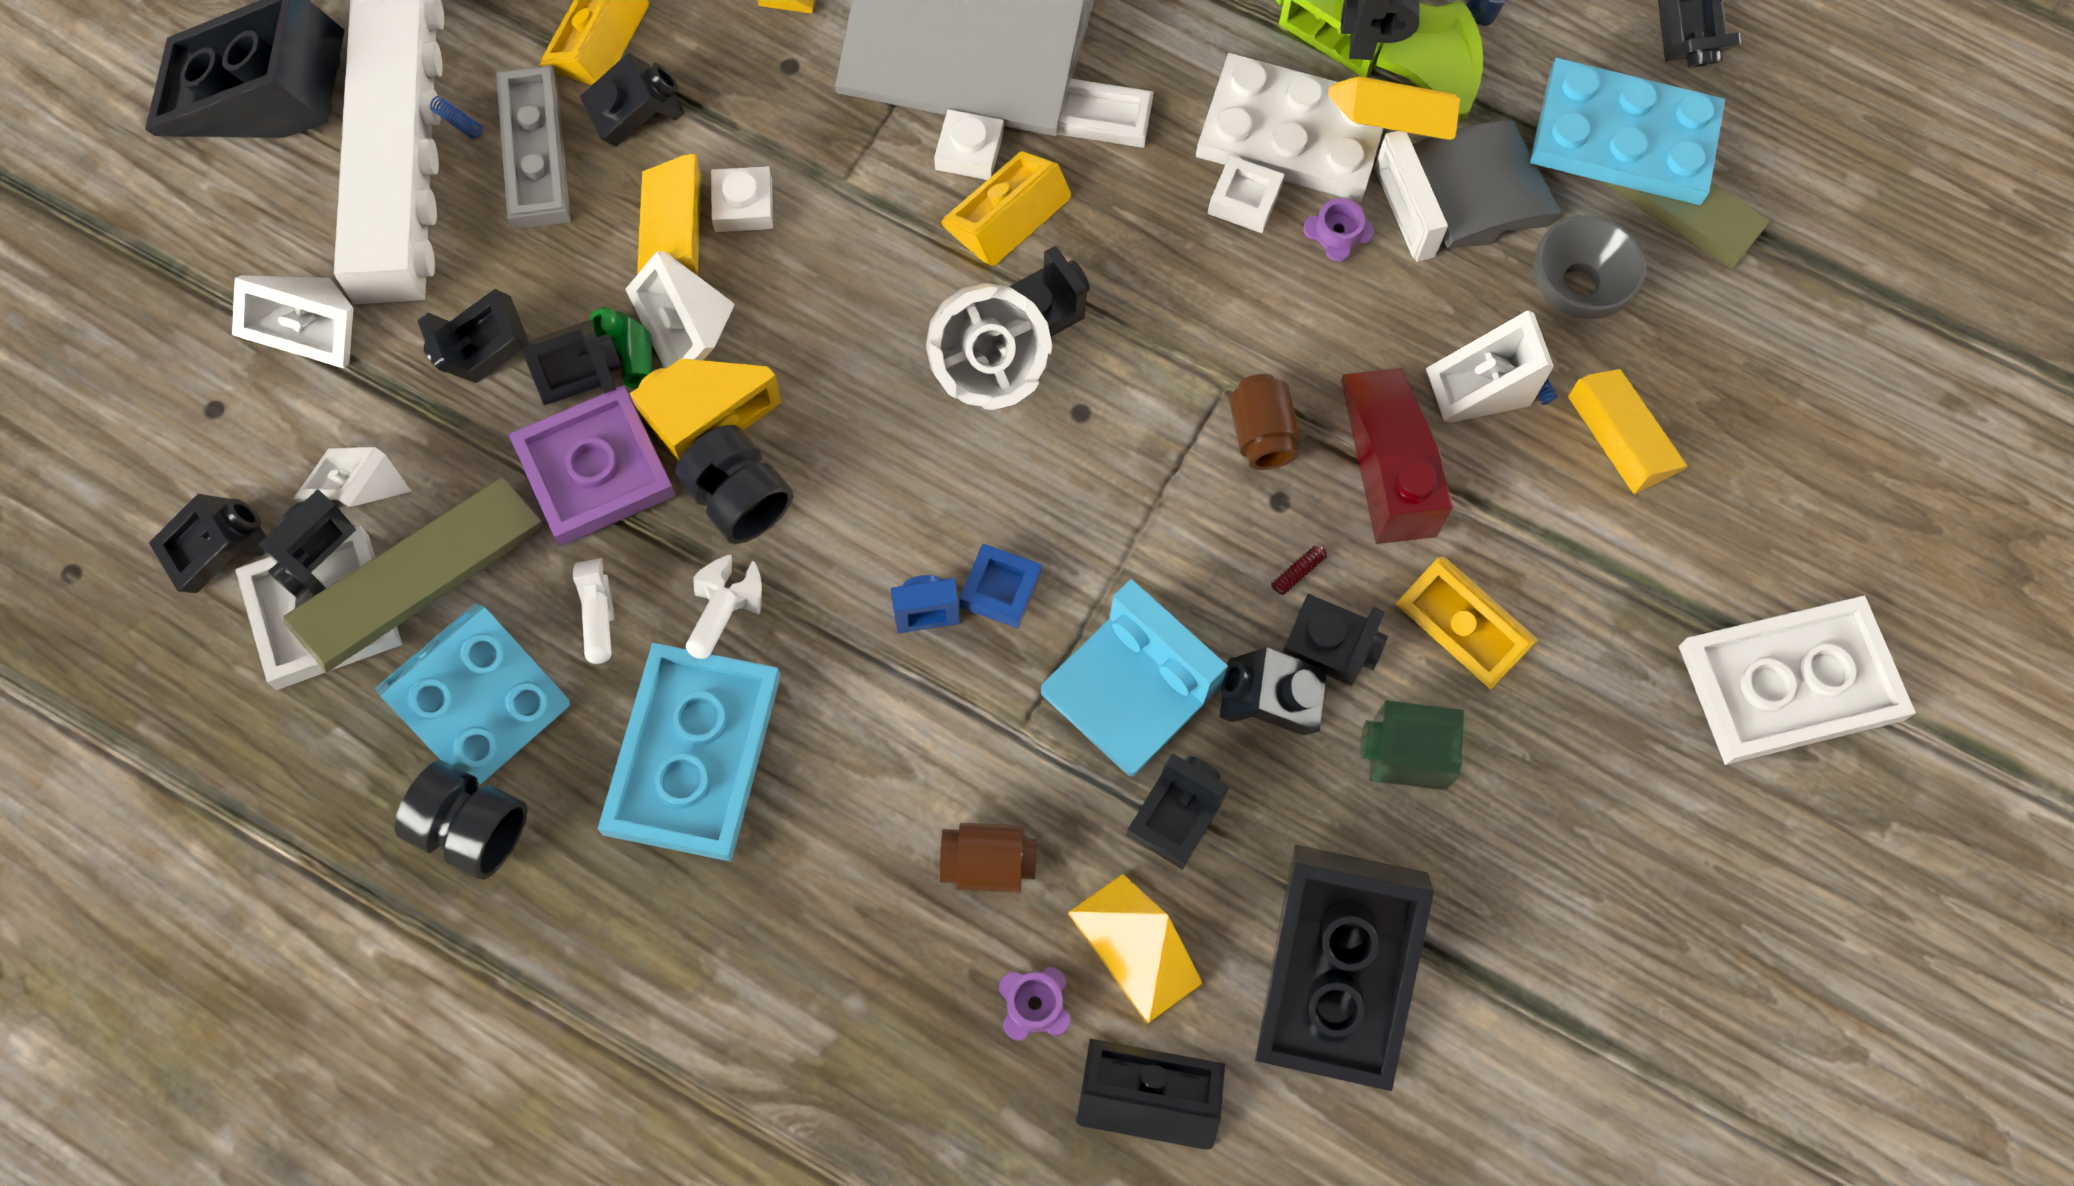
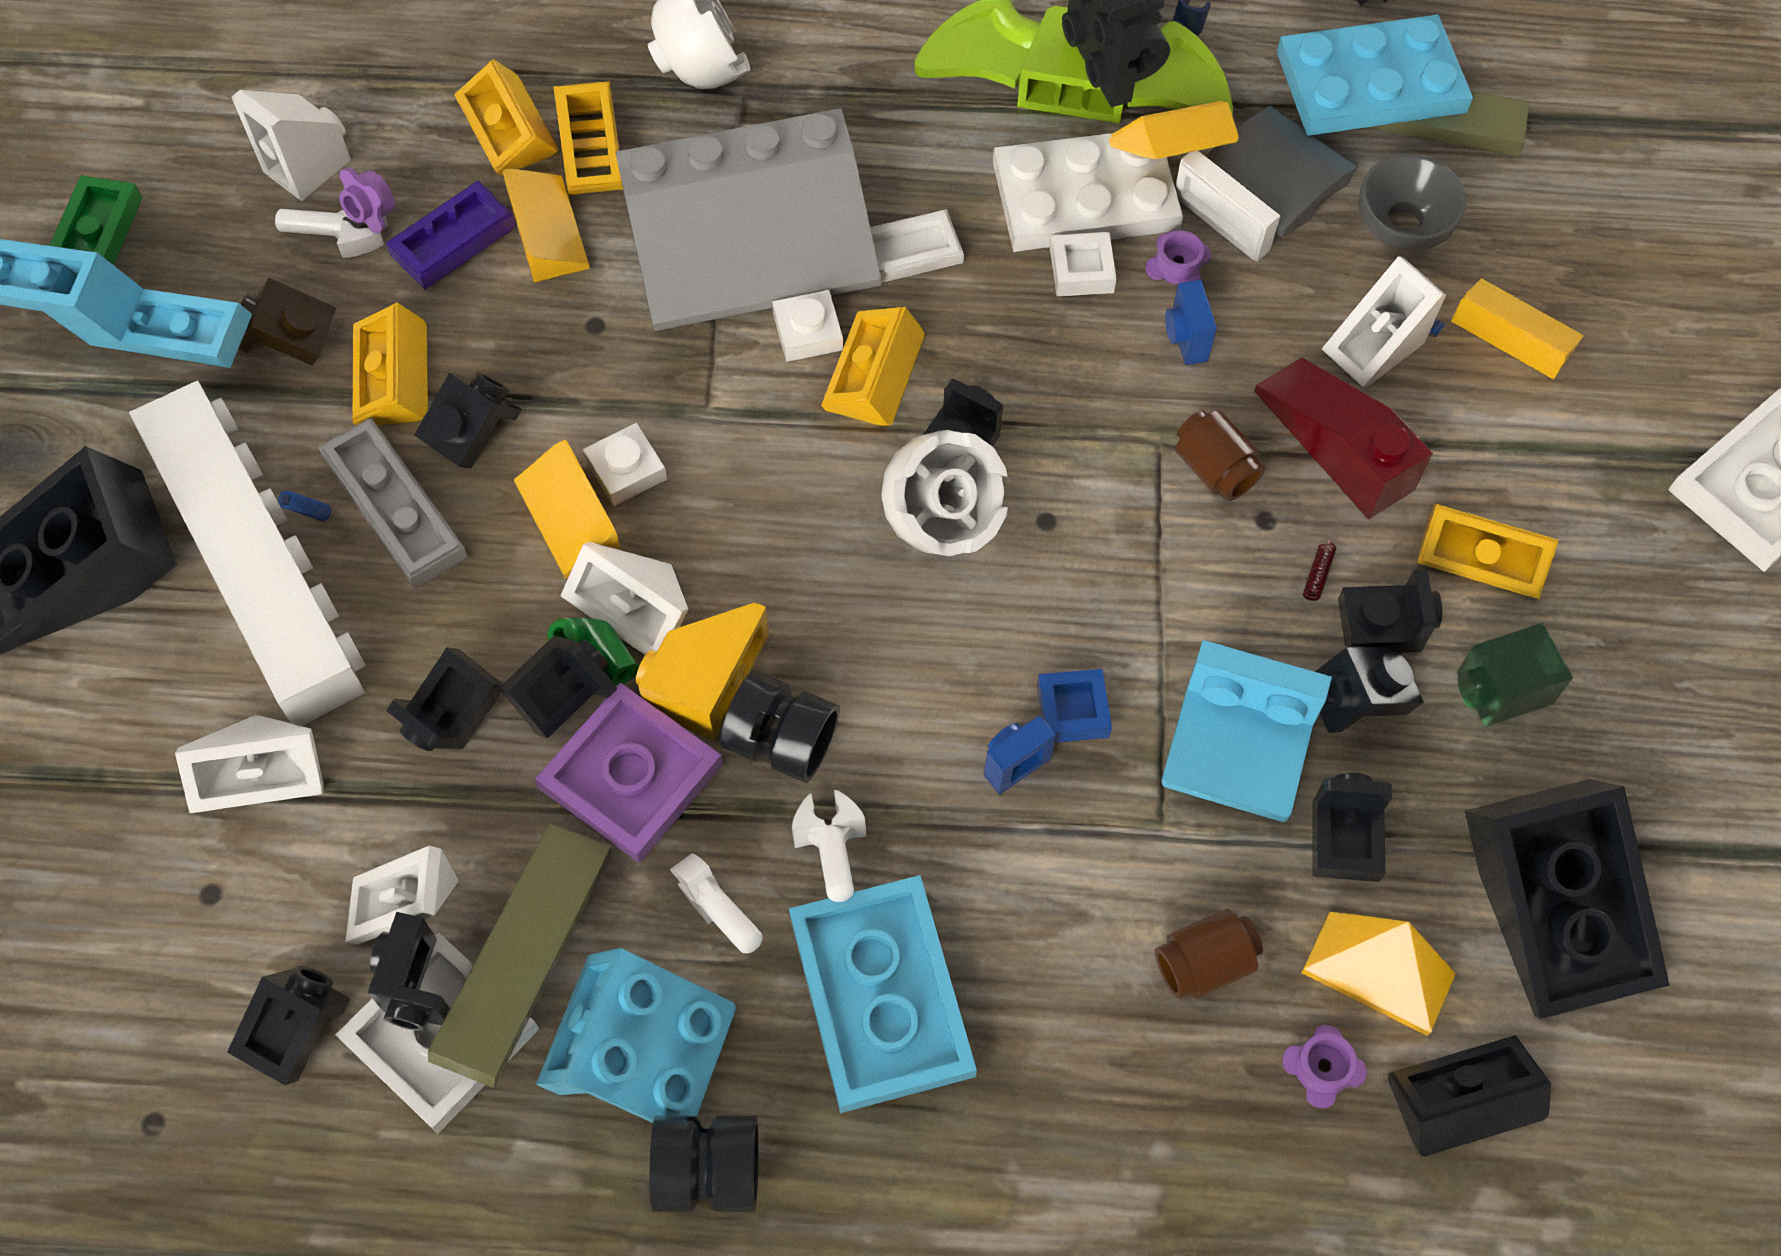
camera: 25 degrees left, 5 degrees down
(1309, 290) = (1191, 322): none -> blue plate

